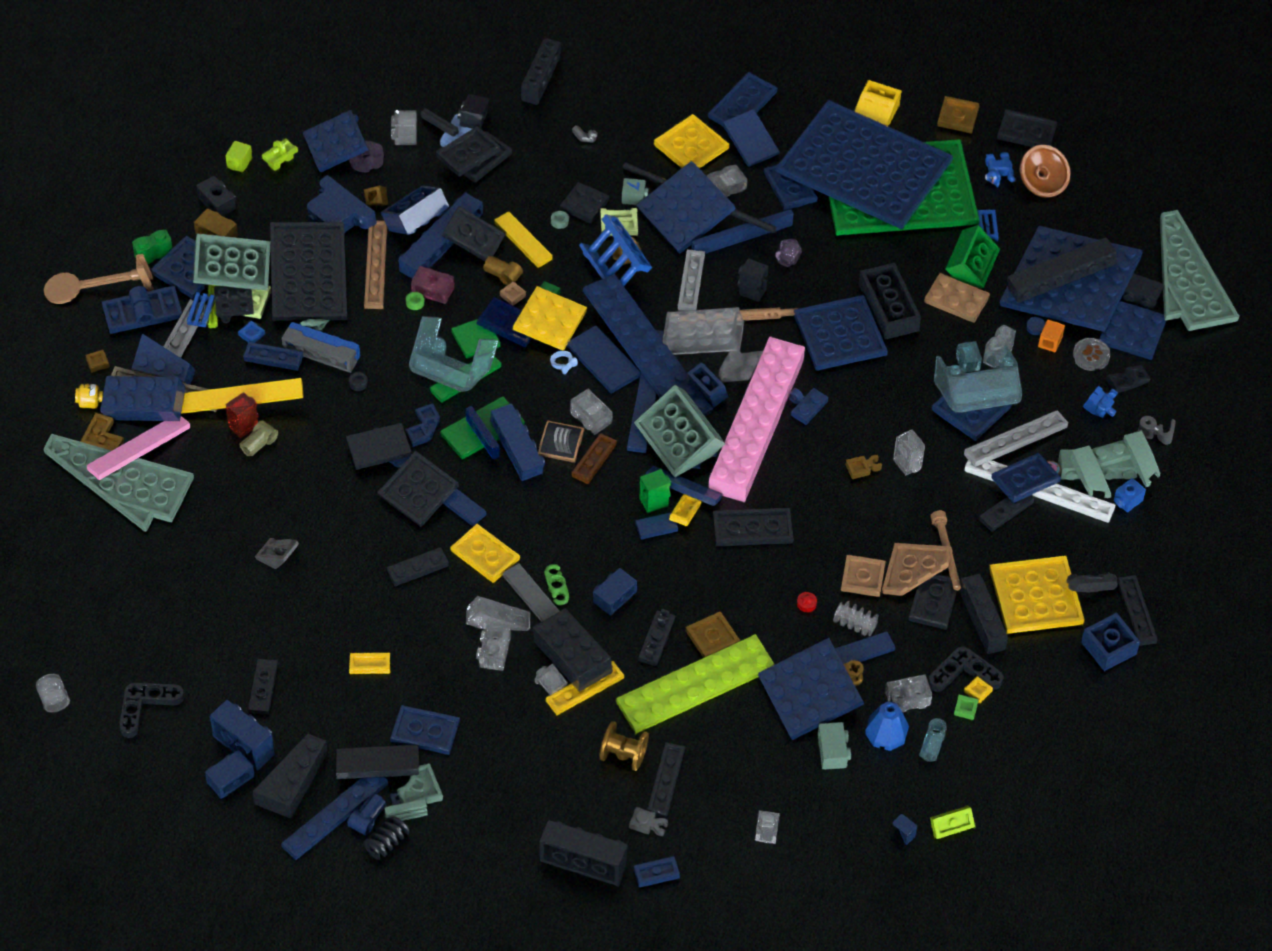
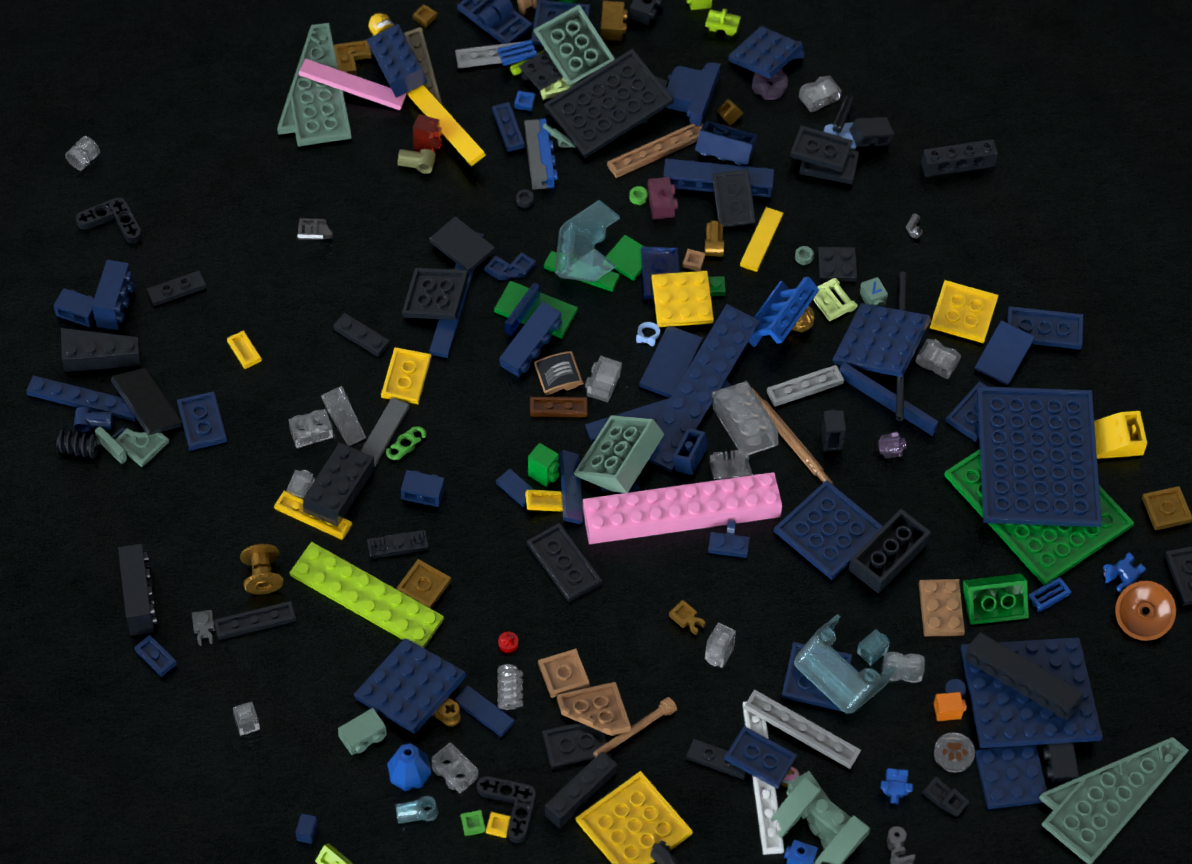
camera: 60 degrees right, 5 degrees up
(159, 362) = (442, 54): dark blue wedge -> none

